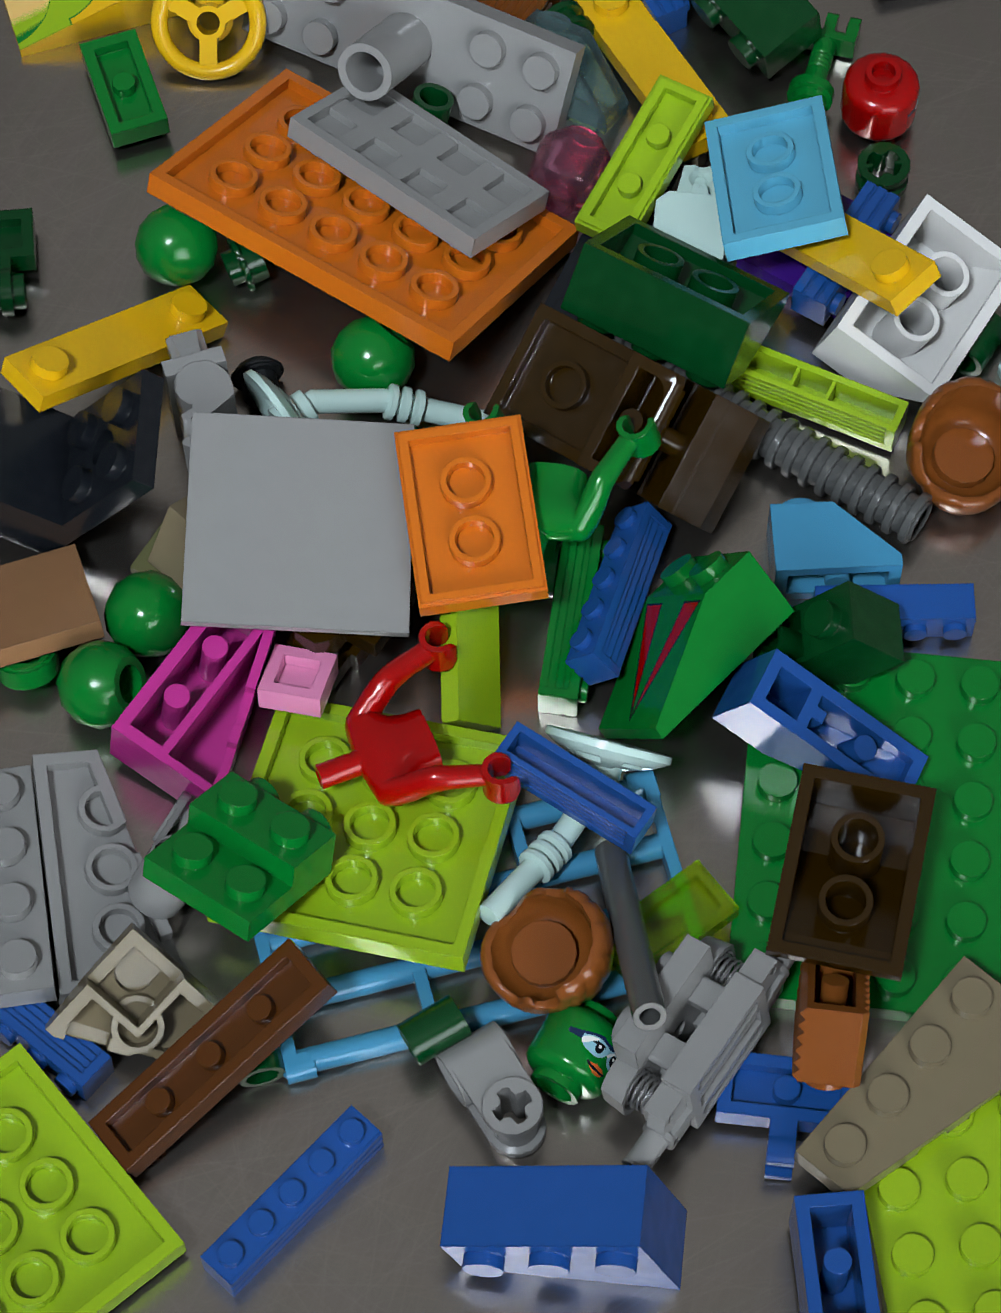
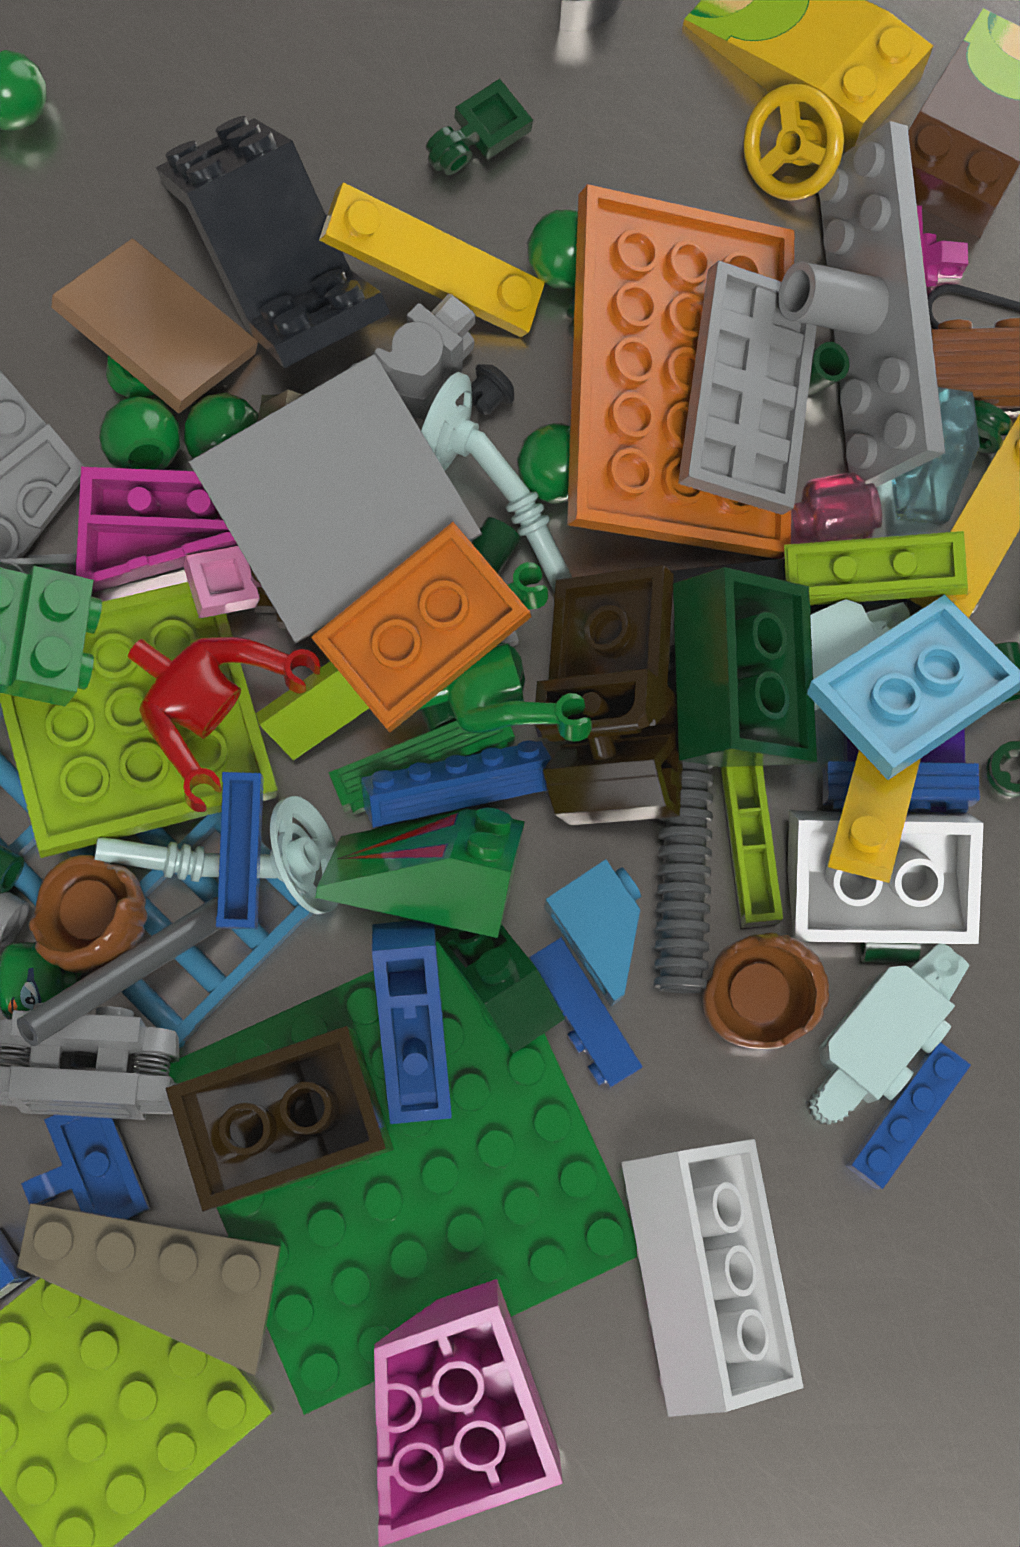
camera: 55 degrees right, 15 degrees up
(124, 88) = (695, 118): green plate -> none
(683, 906) = (193, 995): clear neon green tile -> none
(830, 1027) = (136, 1176): dark orange brick -> none

